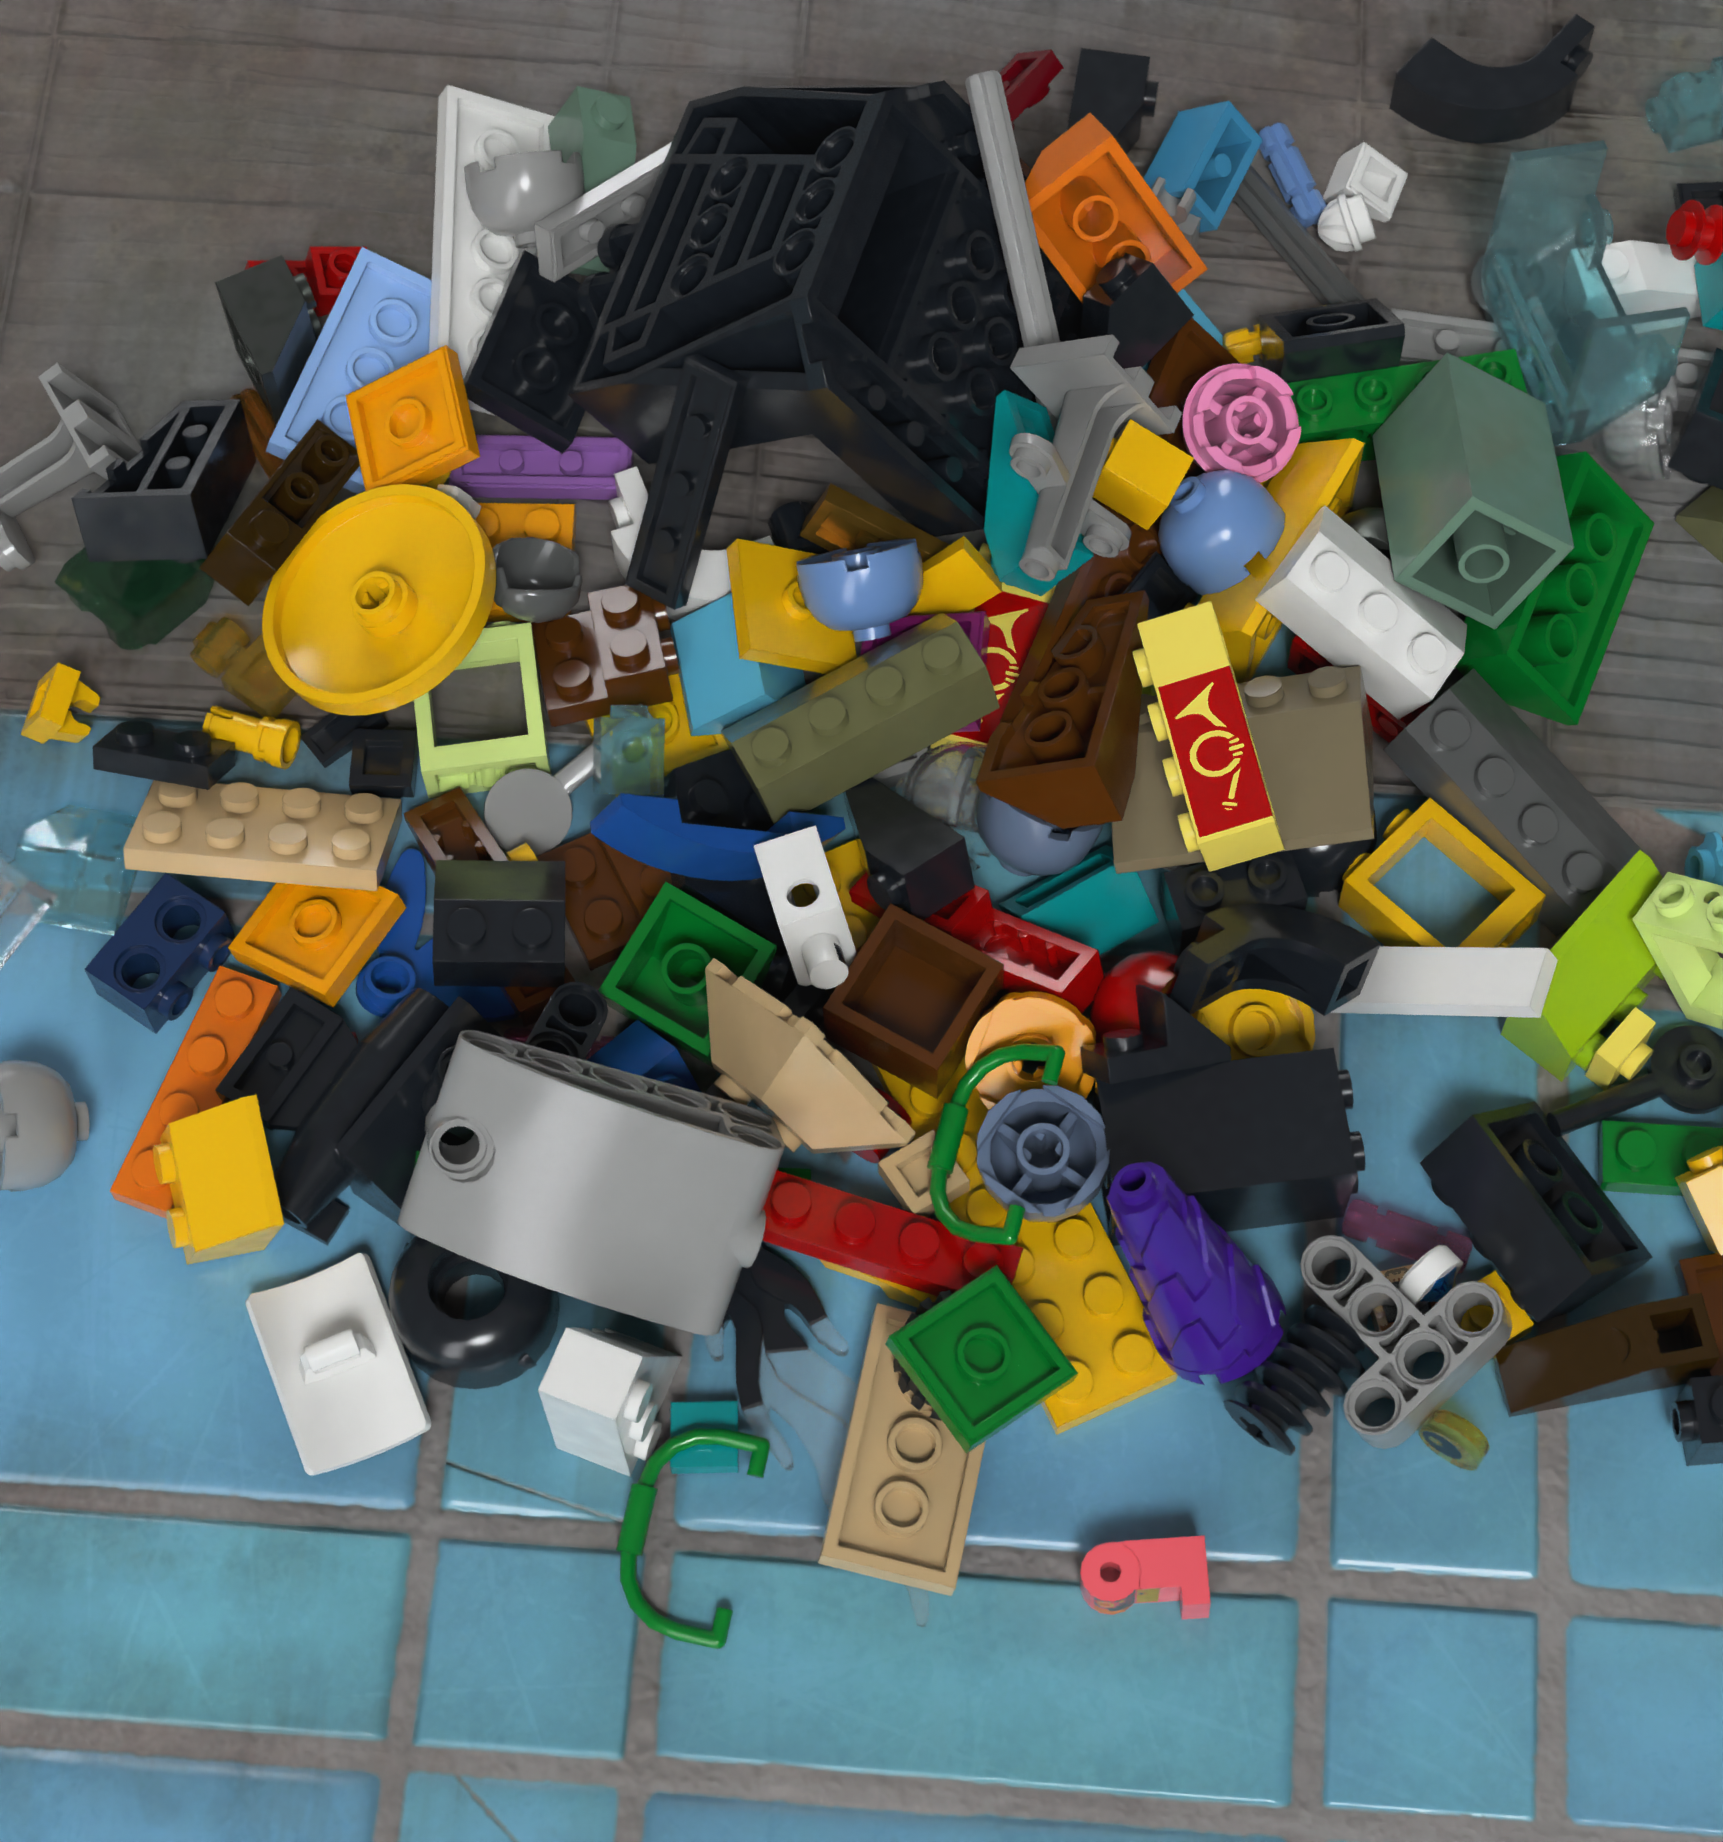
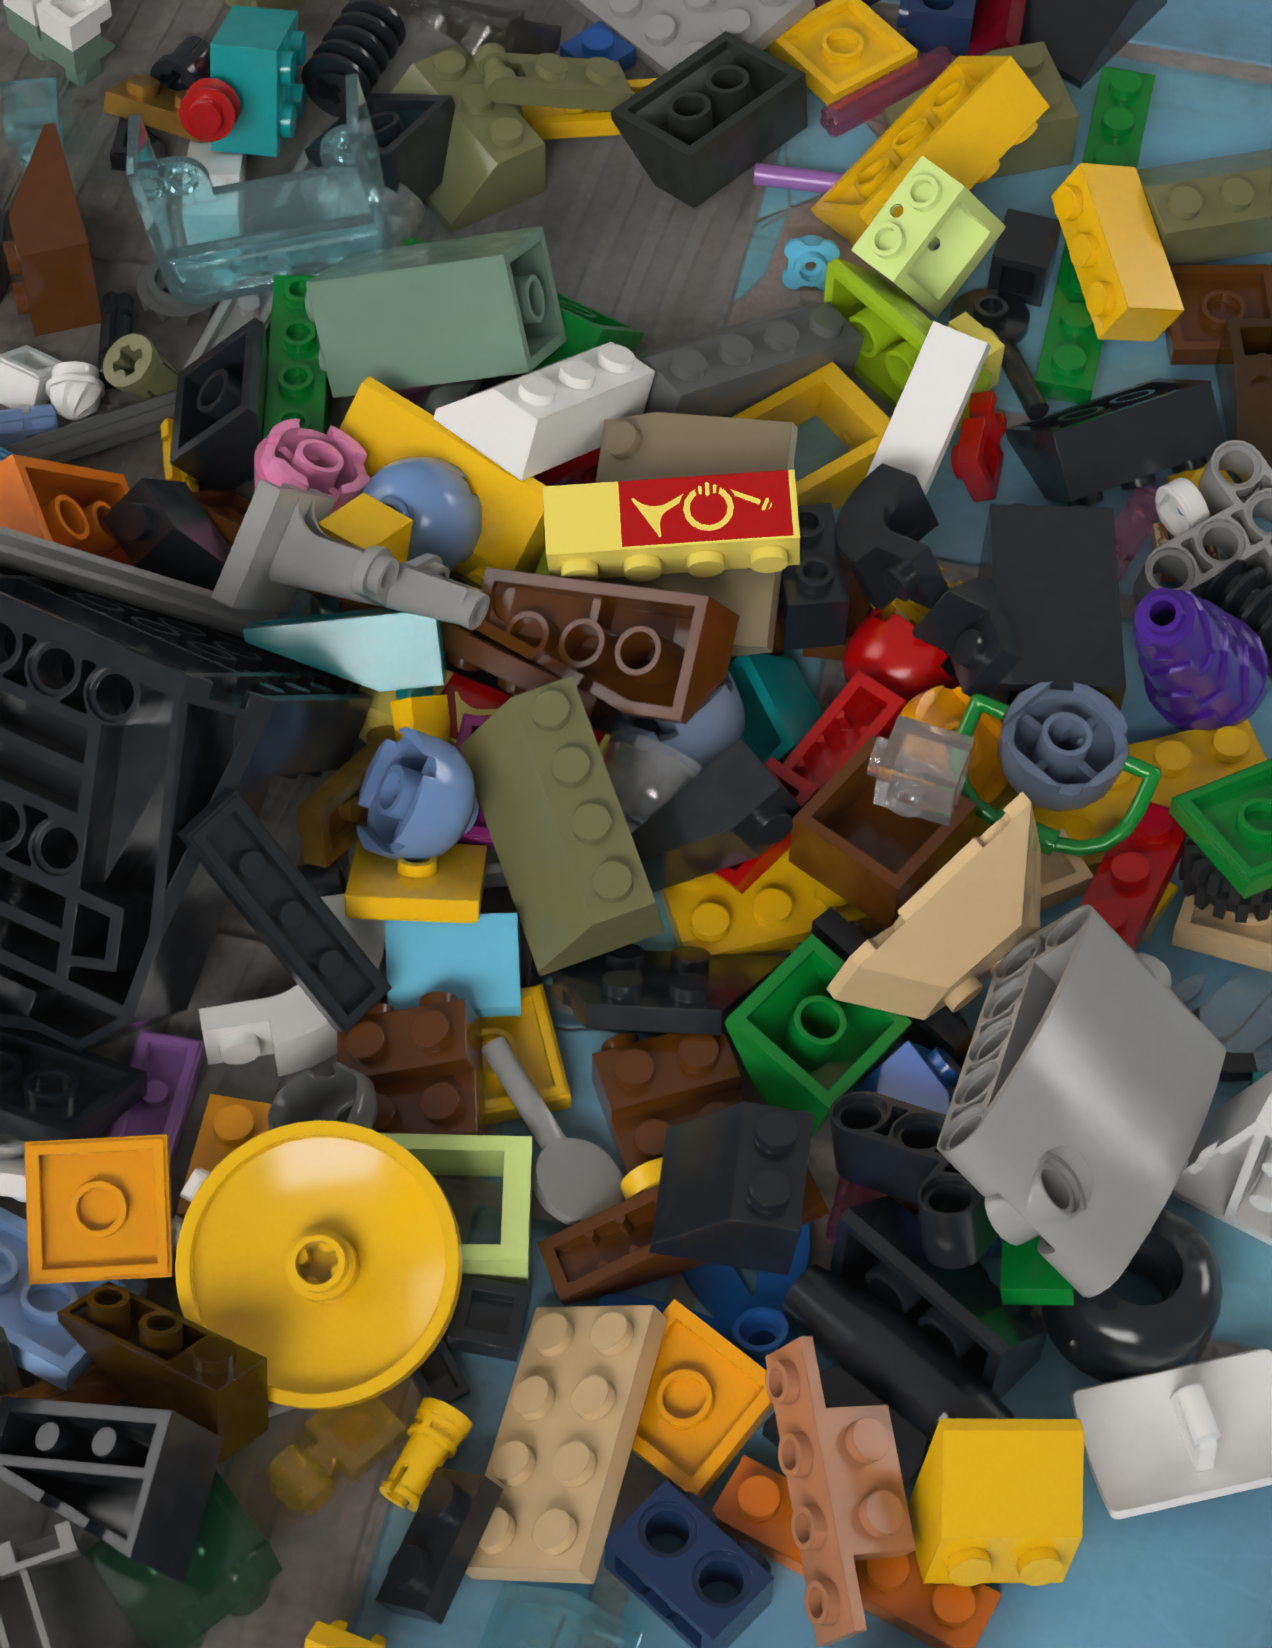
camera: 85 degrees left, 10 degrees down
(228, 1057) = (840, 1487): none -> nougat bracket
(628, 752) = (552, 1055): clear light blue brick -> none
(654, 834) = (696, 948): blue slope -> none
(814, 934) = (785, 892): white torso -> none
(944, 1000) = (920, 770): none -> clear brick
(1378, 266) = (137, 368): none -> olive bush
(1429, 245) = (115, 323): none -> black axle
(1478, 1068) = (978, 453): none -> red plate
(1483, 131) = (50, 245): none -> reddish brown slope

